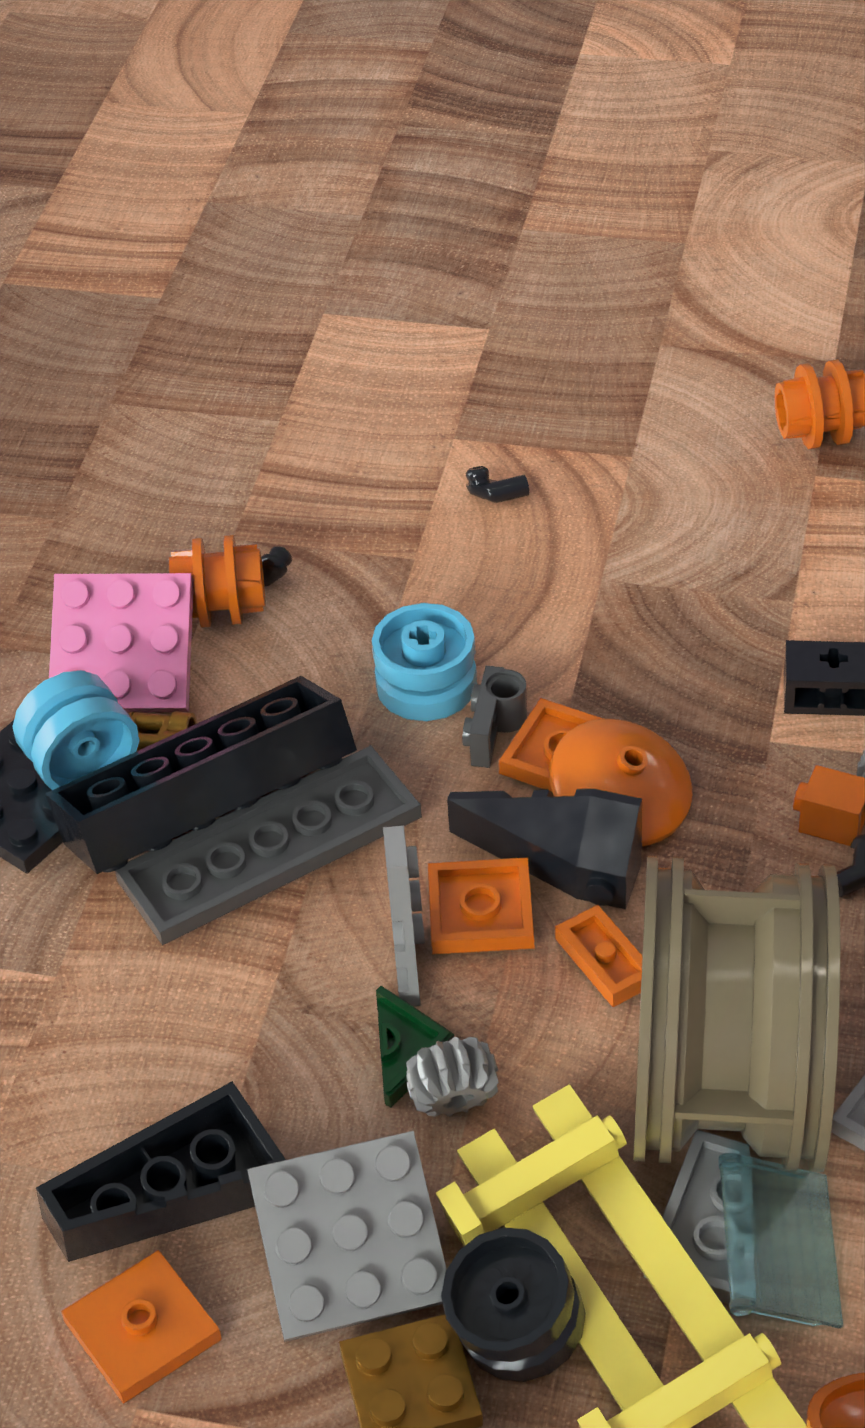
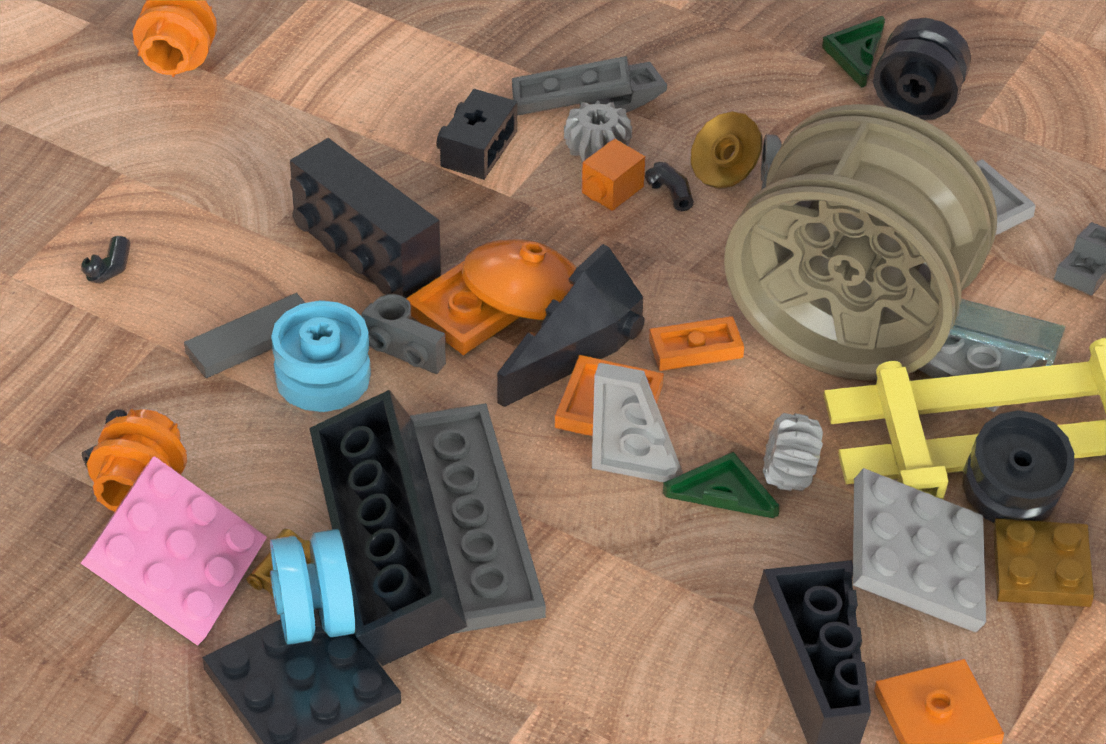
camera: 75 degrees left, 0 degrees up
(489, 627) = (238, 339): none -> dark grey tile
(620, 624) = (364, 219): none -> black brick

